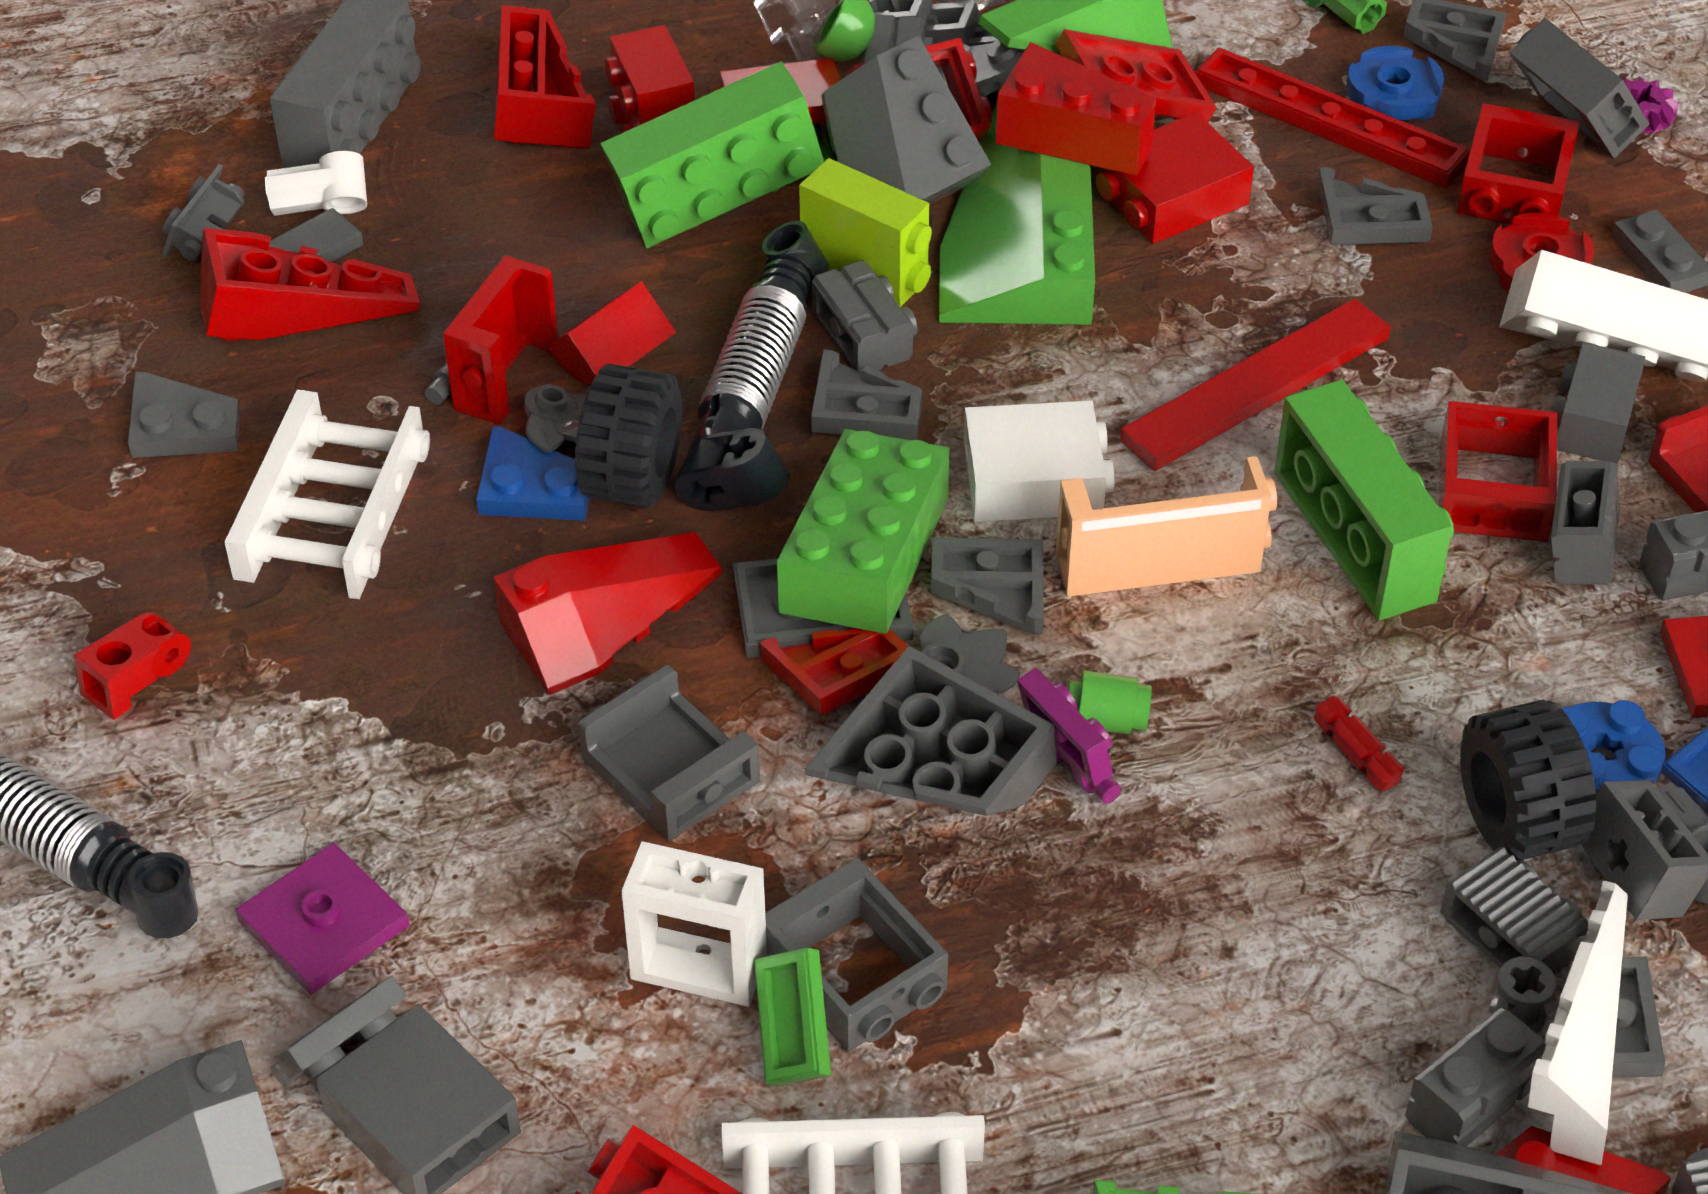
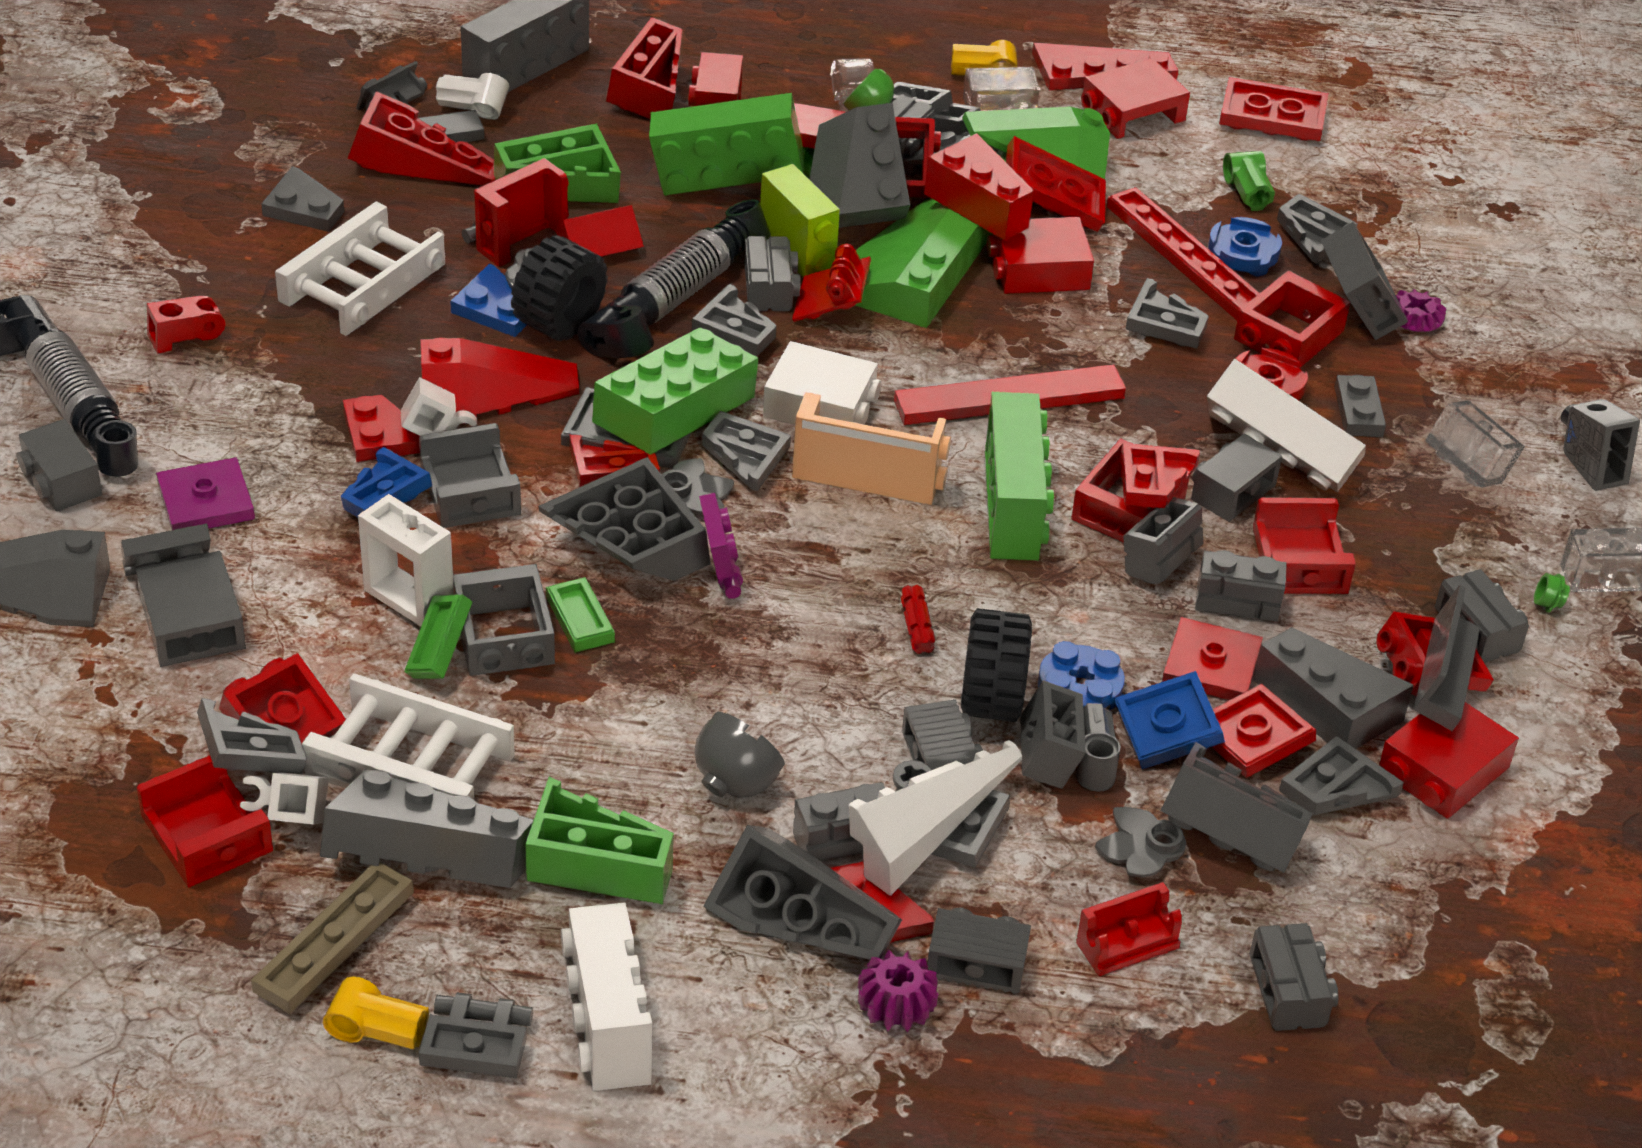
camera: 20 degrees right, 5 degrees down
(92, 951) = (59, 465): none -> dark grey brick
(500, 724) = (376, 424): none -> red wing
(520, 226) = (576, 151): none -> bright green wedge
(564, 810) = (389, 476): none -> blue wing
(567, 677) = (432, 410): none -> white brick
(941, 903) = (580, 614): none -> bright green tile
(958, 309) = (834, 287): none -> red hinge
(1112, 700) = (767, 540): bright green brick -> none
(1286, 1045) = (734, 759): none -> dark grey cylinder
(1532, 438) = (1155, 473): none -> red wing

